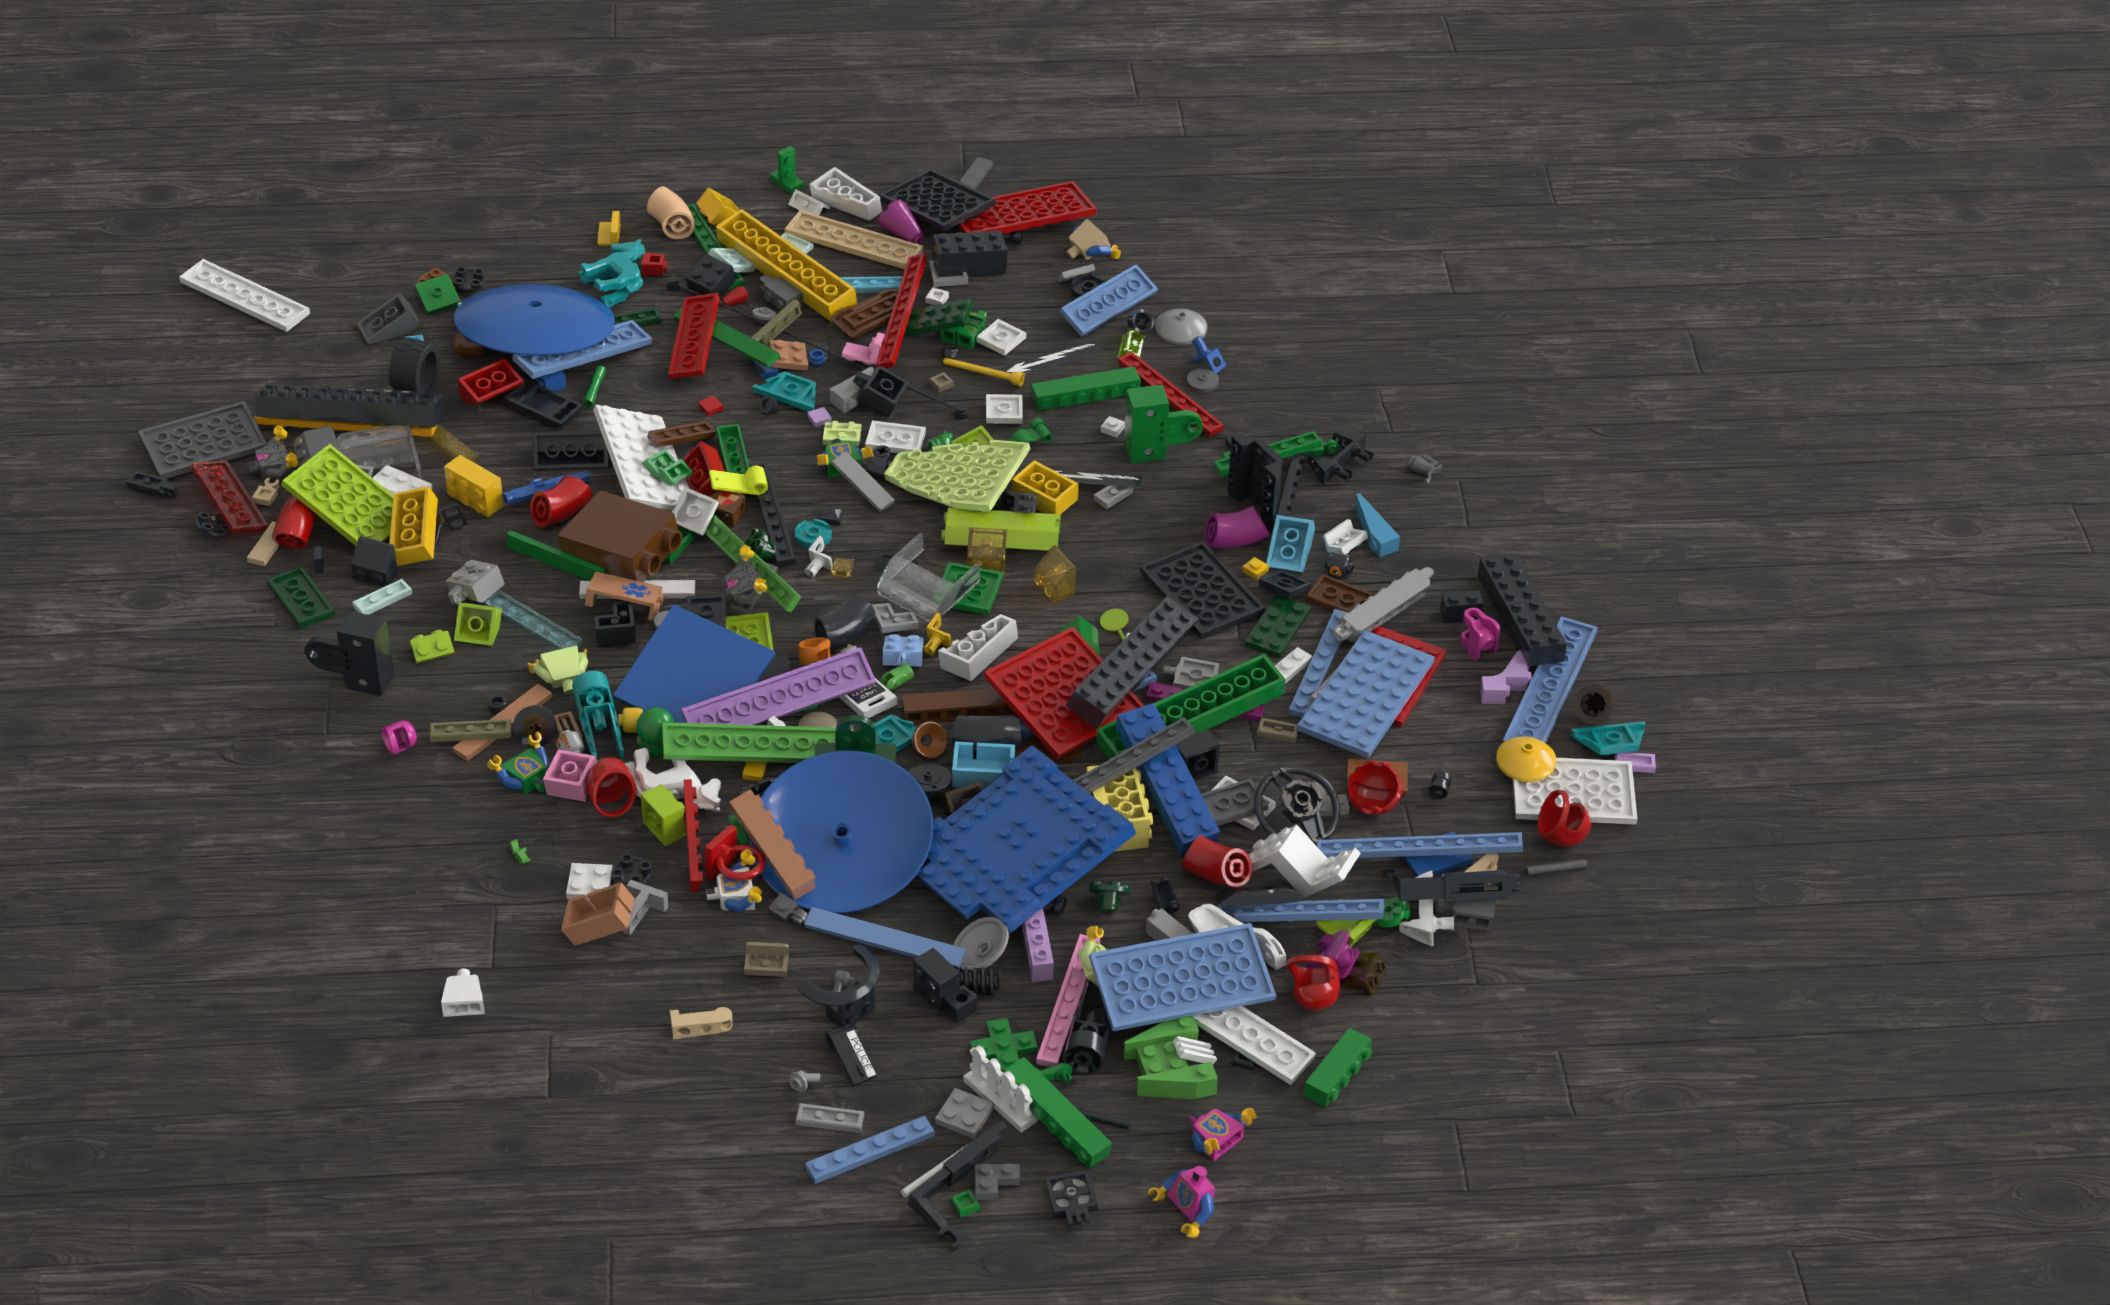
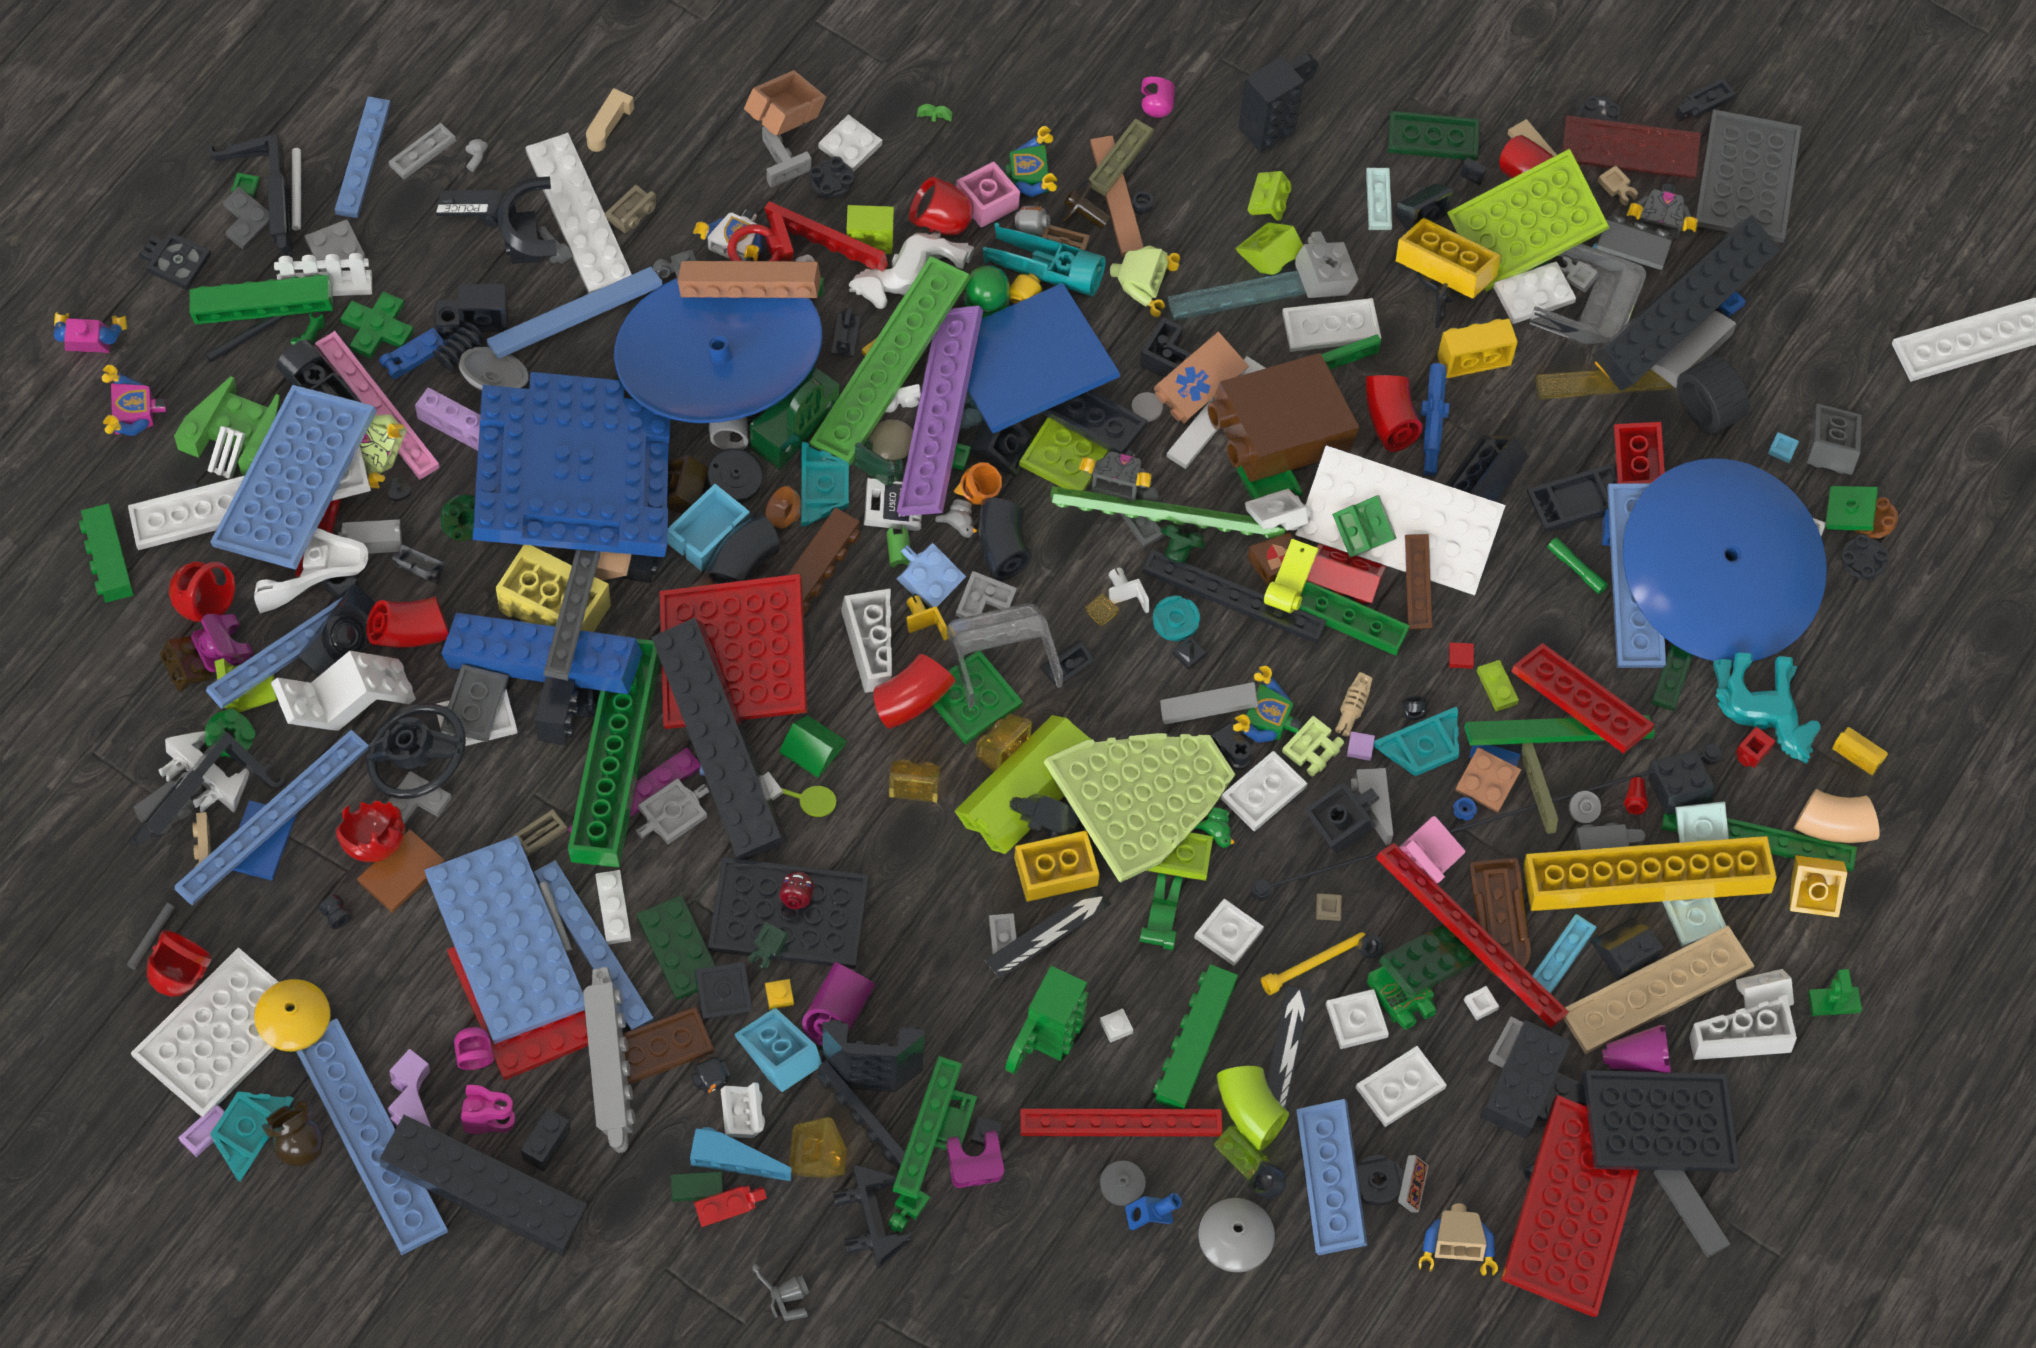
camera: 125 degrees right, 20 degrees up
(518, 574) = (1330, 324): none -> white tile
(716, 382) = (1497, 685): none -> lime plate
(785, 1005) = (578, 213): none -> white plate
(794, 429) = (1354, 703): none -> tan hinge
(841, 257) = (1628, 948): none -> black slope
(849, 704) = (876, 465): none -> clear green hinge
(999, 1008) = (411, 354): none -> blue plate
(1001, 597) = (911, 691): none -> red brick
(1023, 303) = (1401, 1086): none -> white plate
(1103, 342) = (1252, 1104): none -> lime brick
(1189, 580) = (796, 890): none -> dark red head
(1234, 576) = (769, 942): none -> clear green plate
(1262, 424) = (975, 1170): none -> magenta piece
(1333, 497) = (817, 1149): none -> clear yellow slope
(1400, 514) = (727, 1204): none -> red hinge
(1410, 538) = (695, 1185): none -> dark green tile
(1444, 671) = (473, 1049): none -> dark pink helmet

